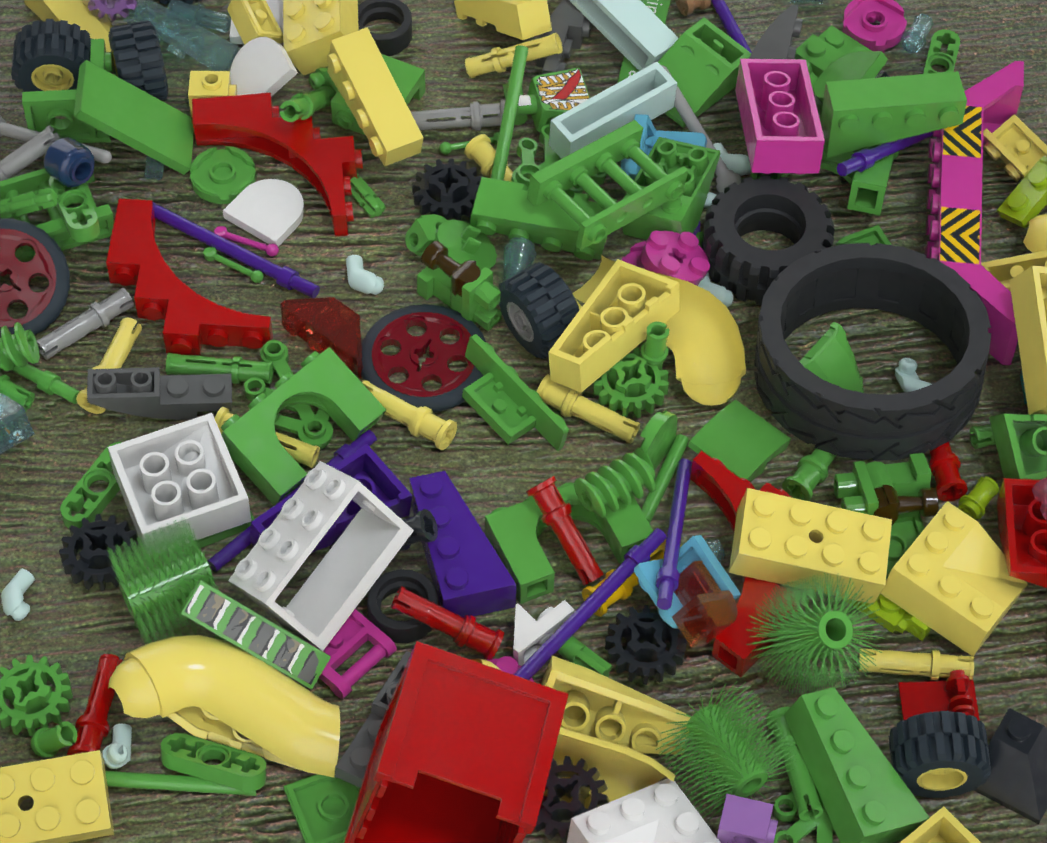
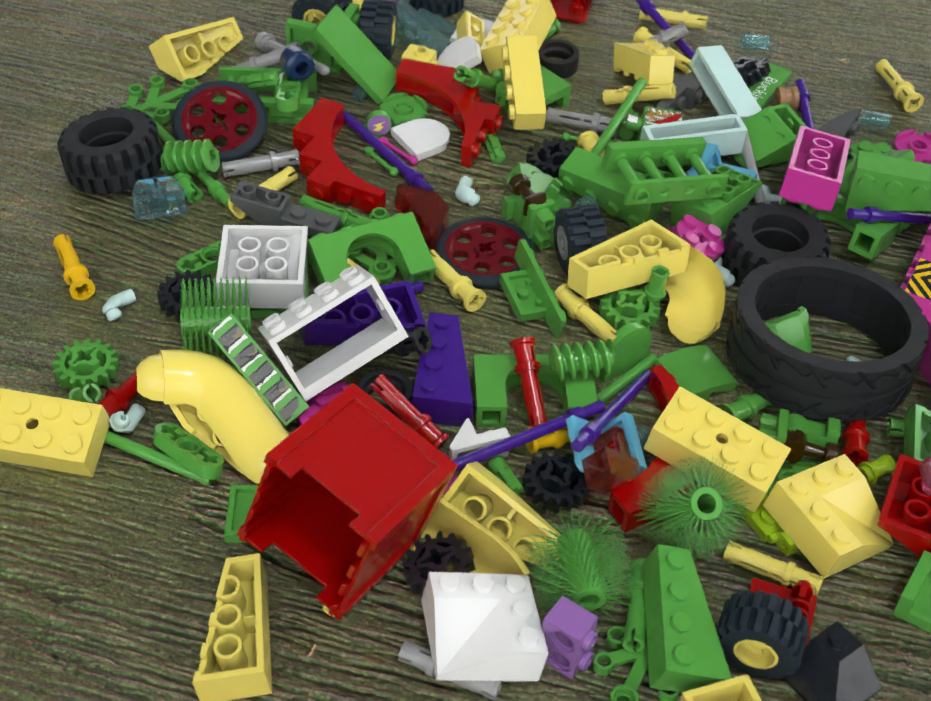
camera: 20 degrees right, 10 degrees down
(204, 208) = (379, 122): none -> tile

